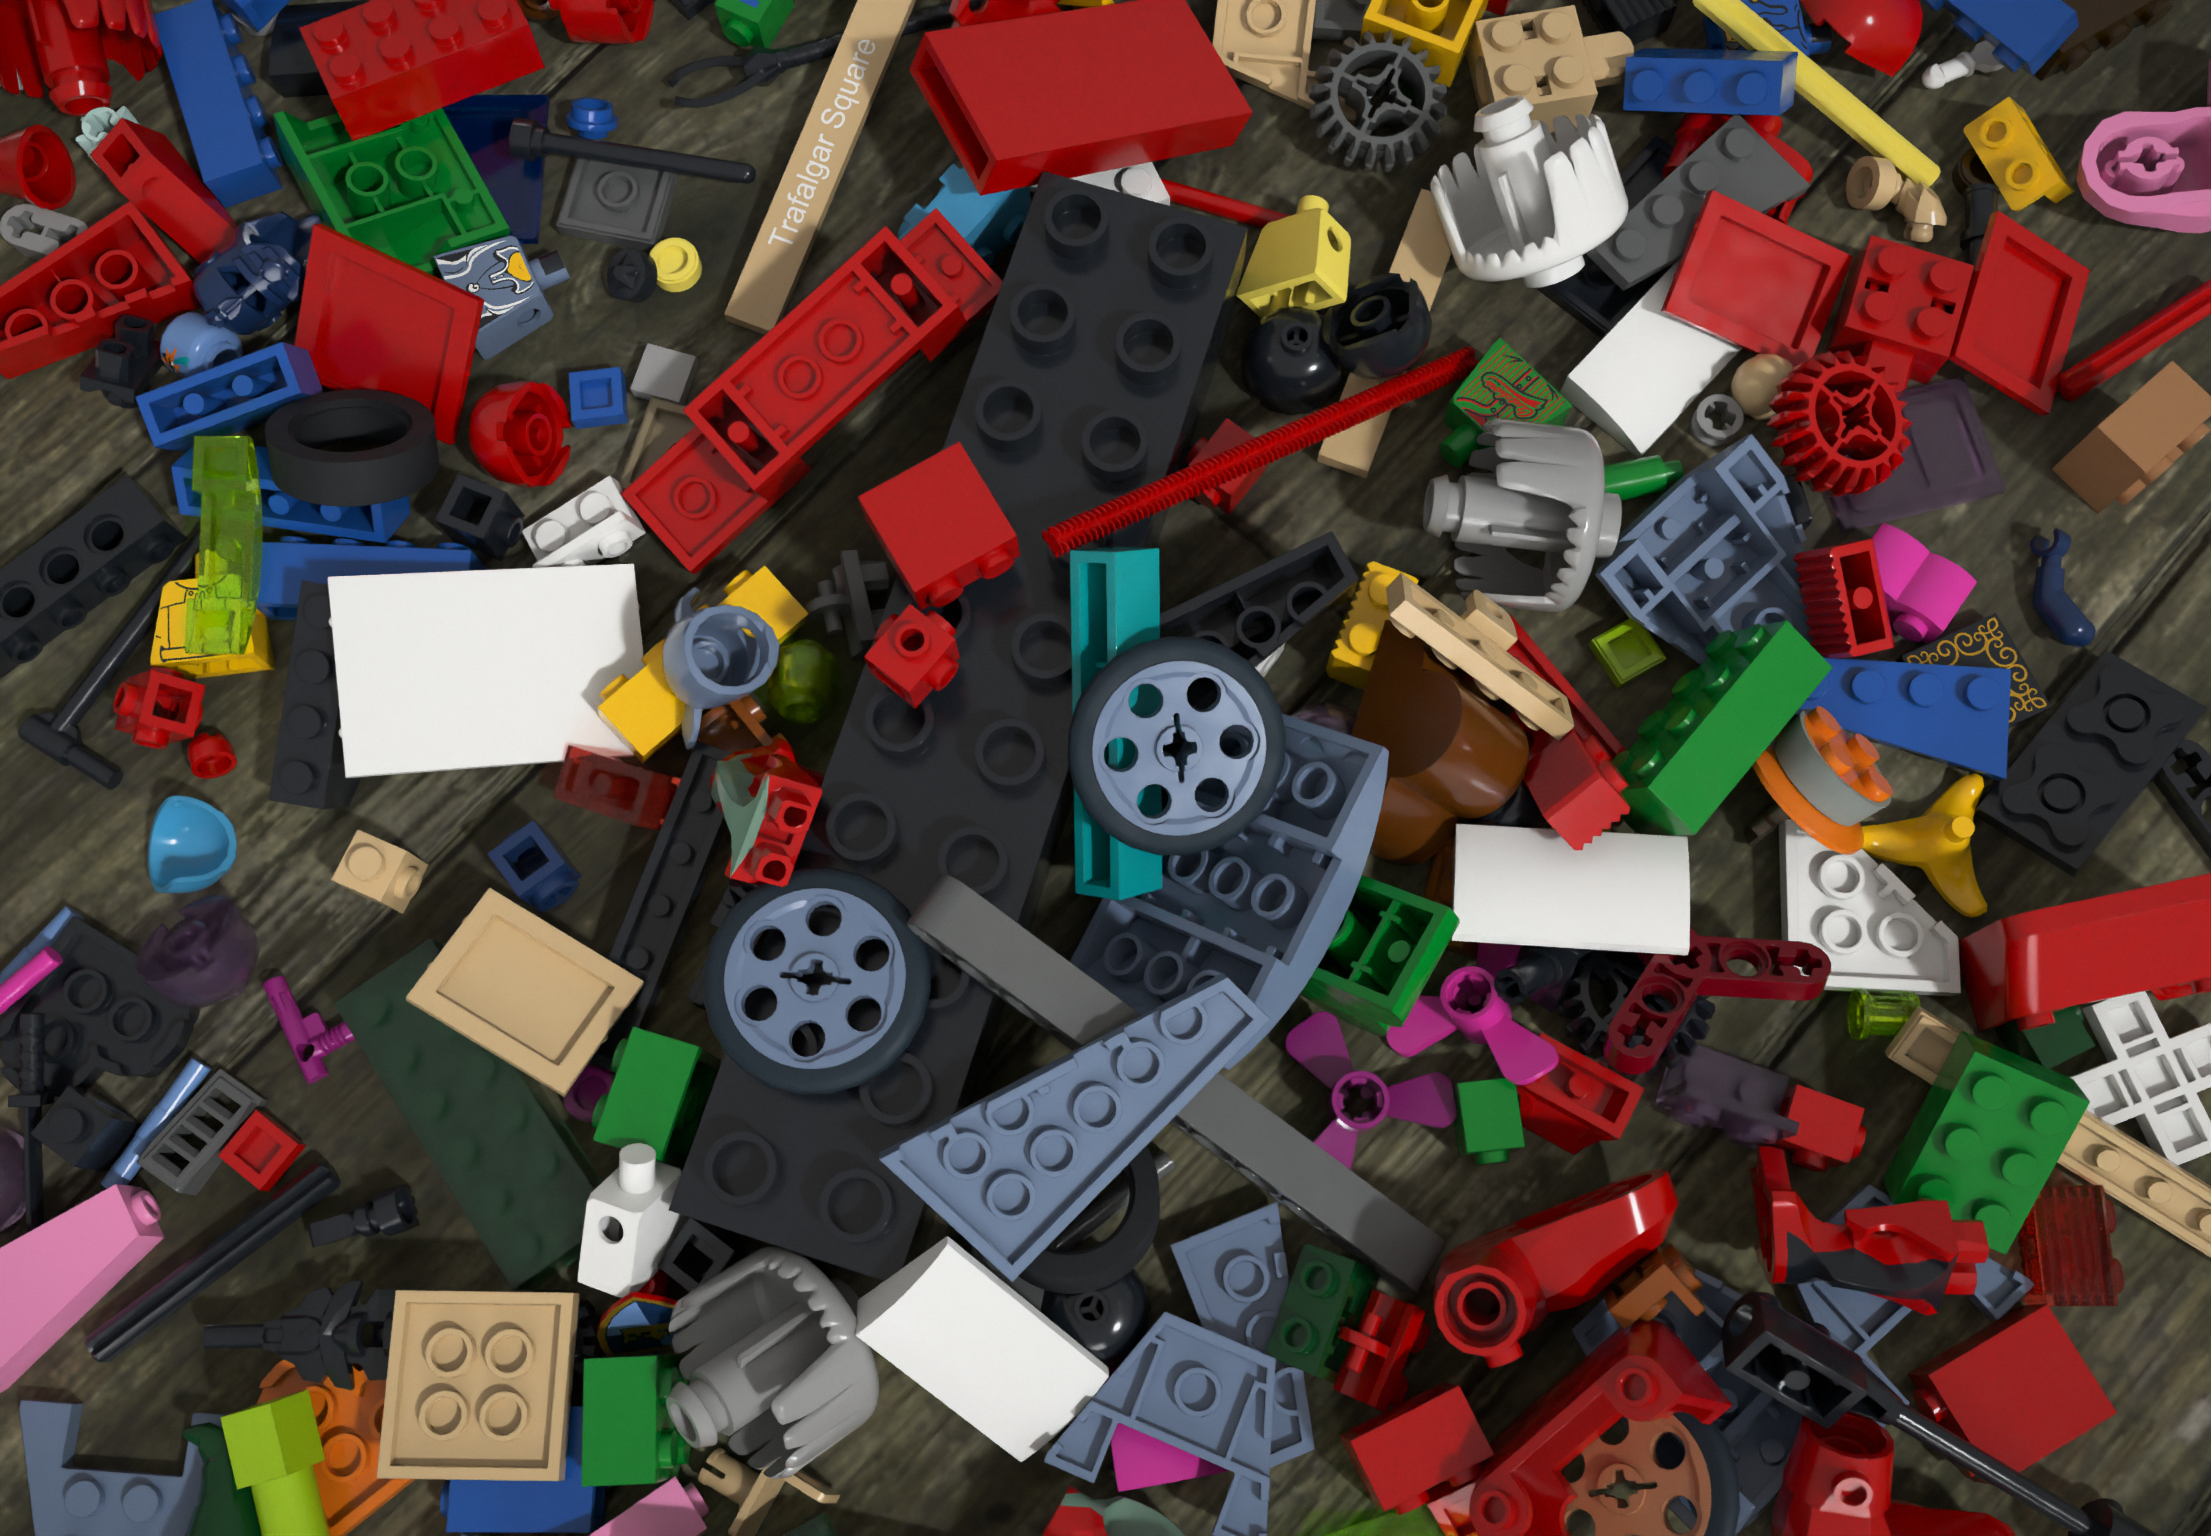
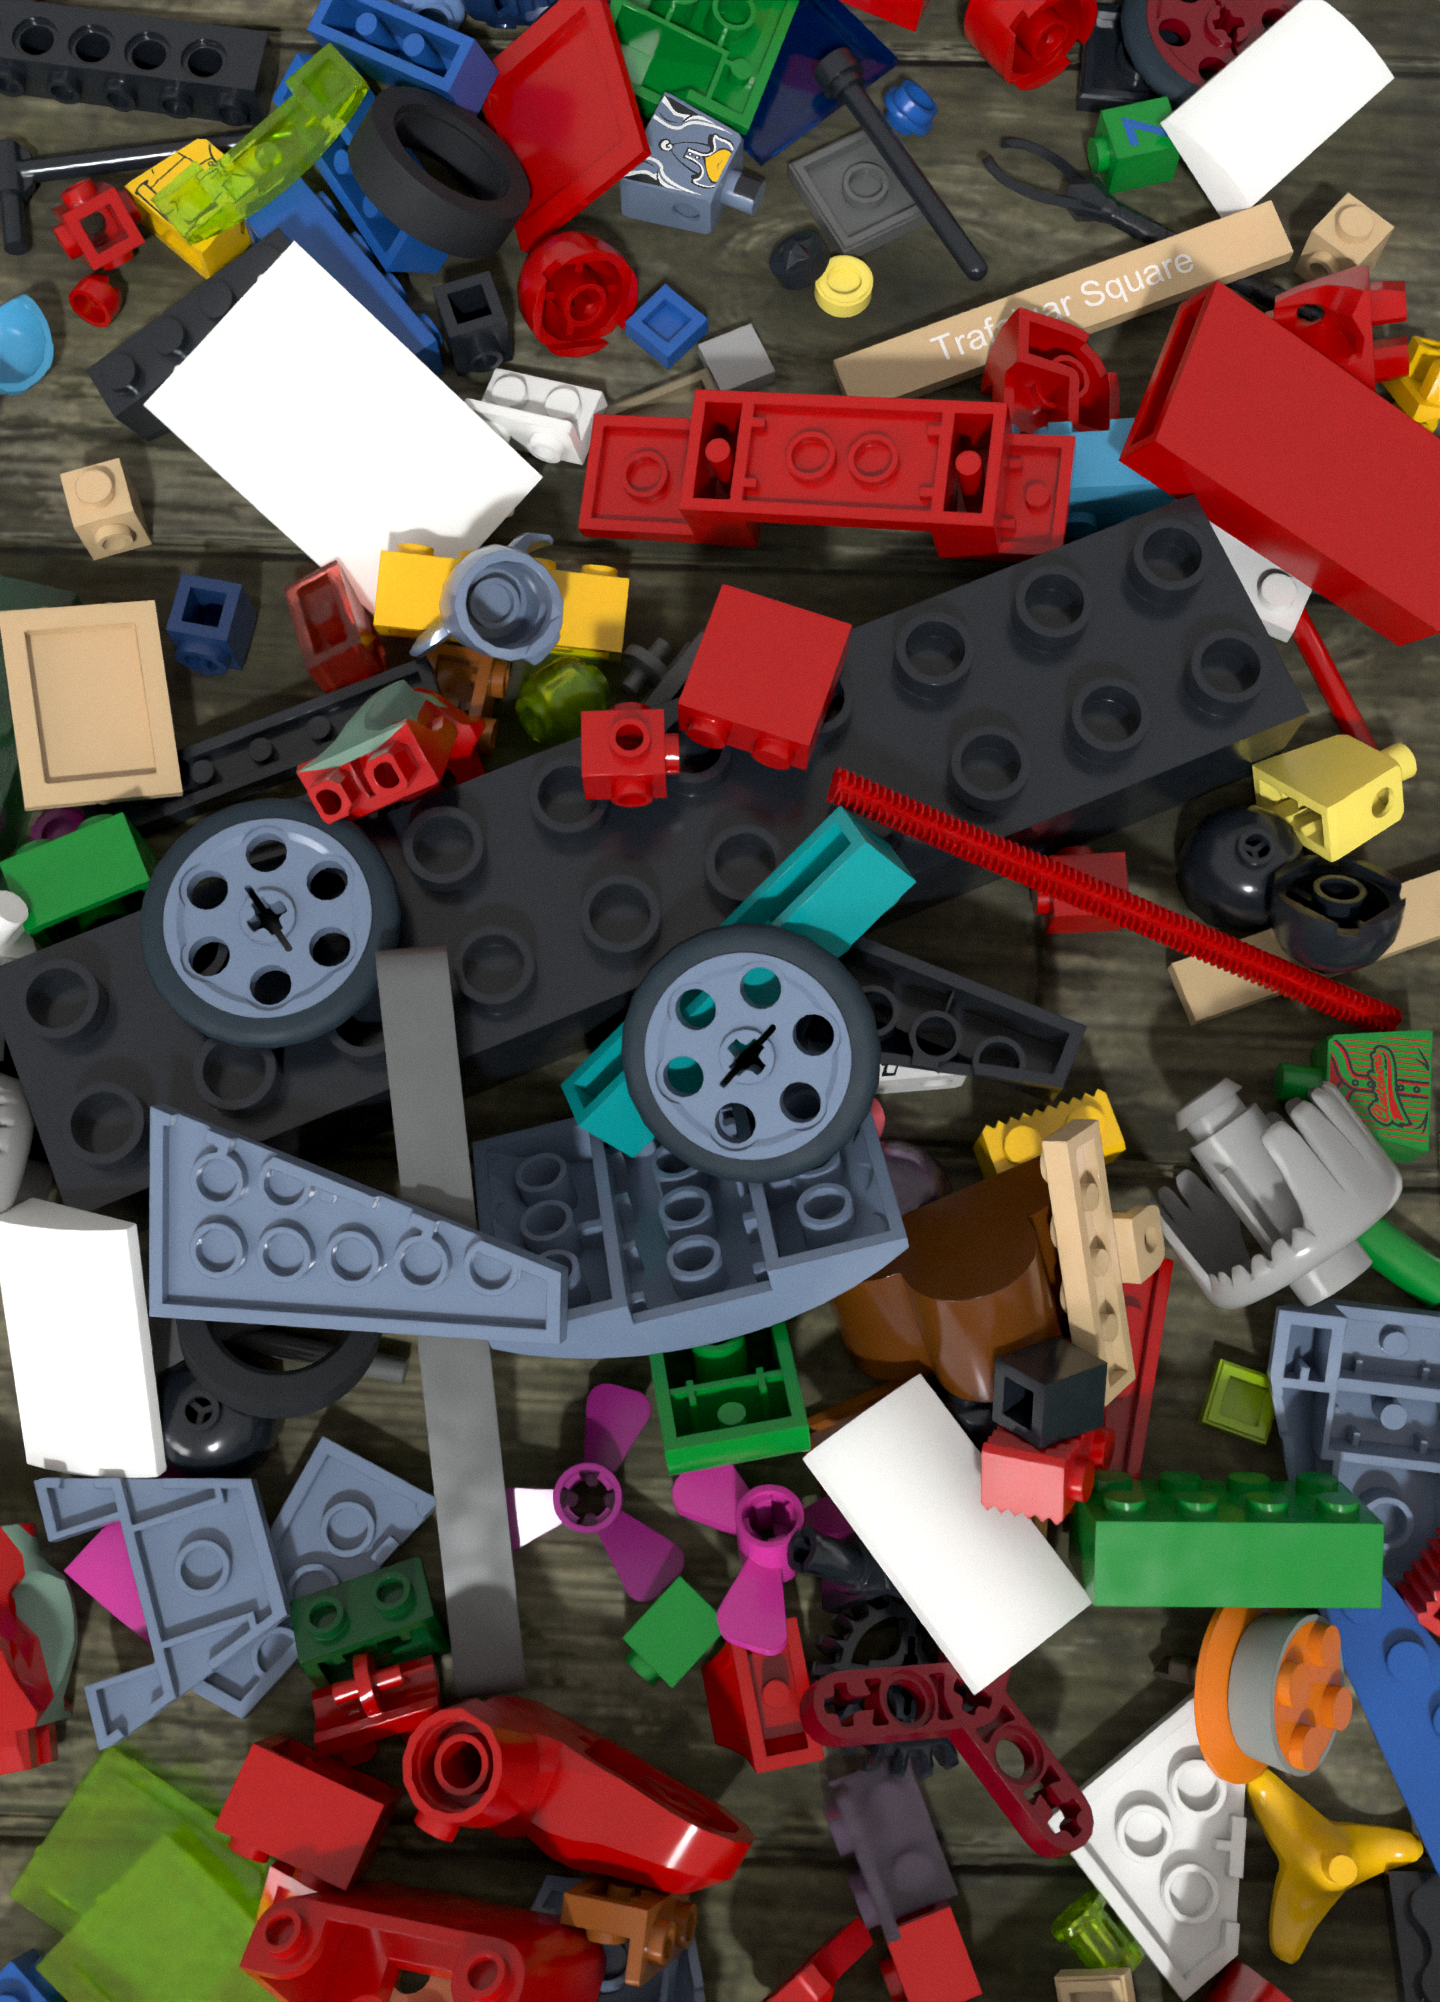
camera: 45 degrees right, 0 degrees up
(865, 191) = (1049, 375): none -> red brick
(1542, 749) = (1049, 1392): none -> black brick

